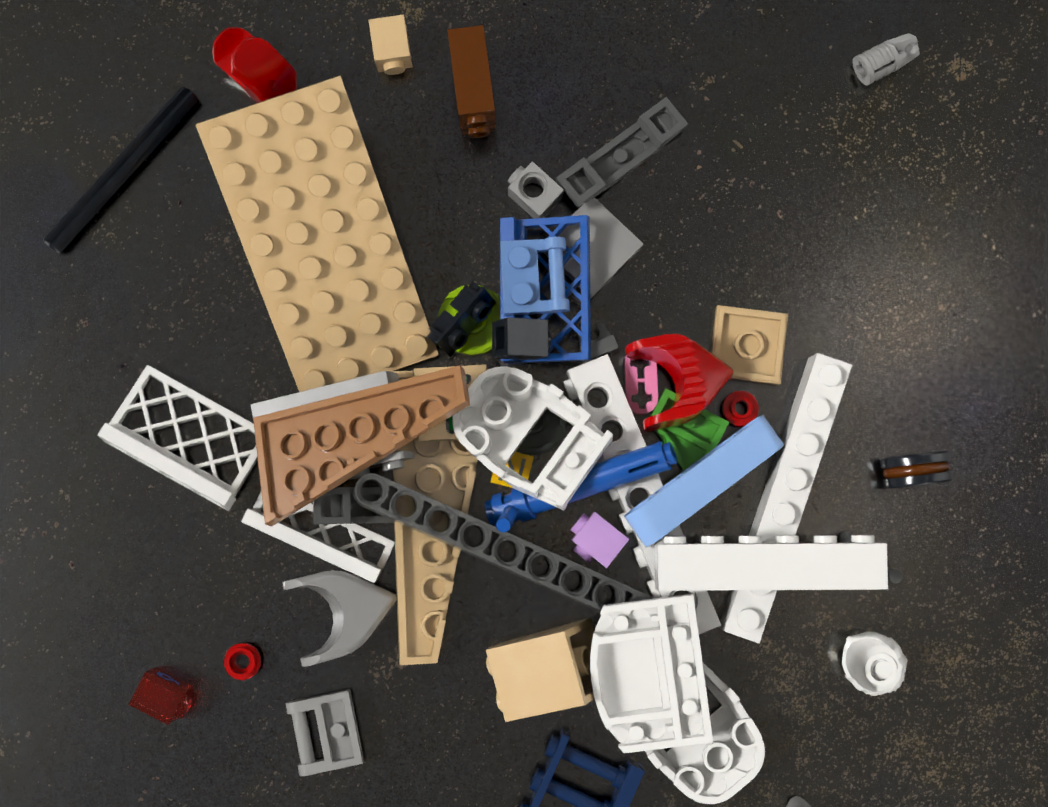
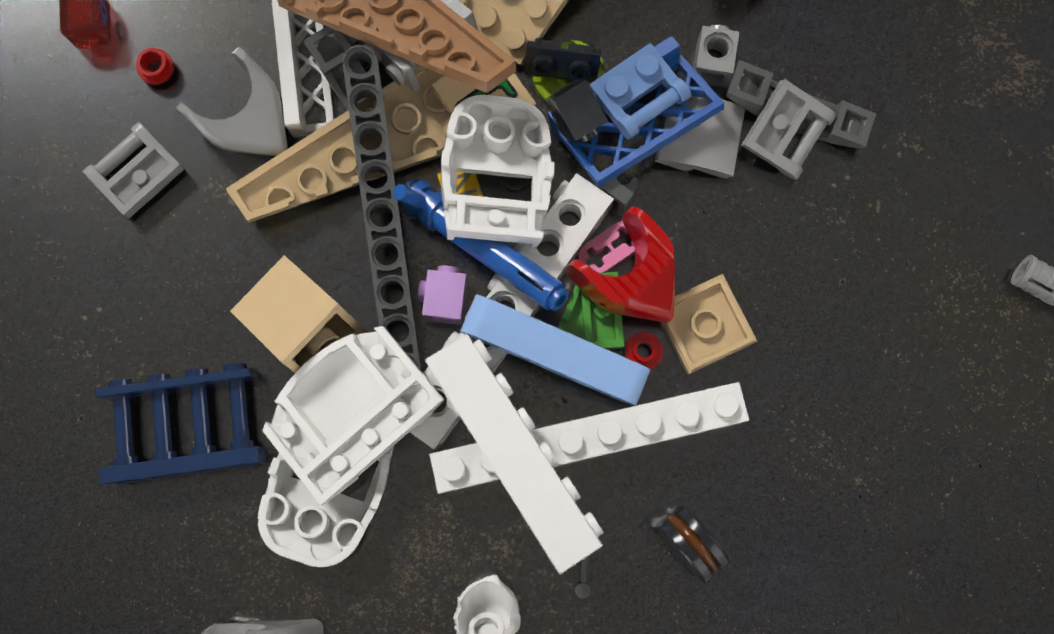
camera: 60 degrees right, 5 degrees down
(627, 180) = (779, 124): none -> light grey plate

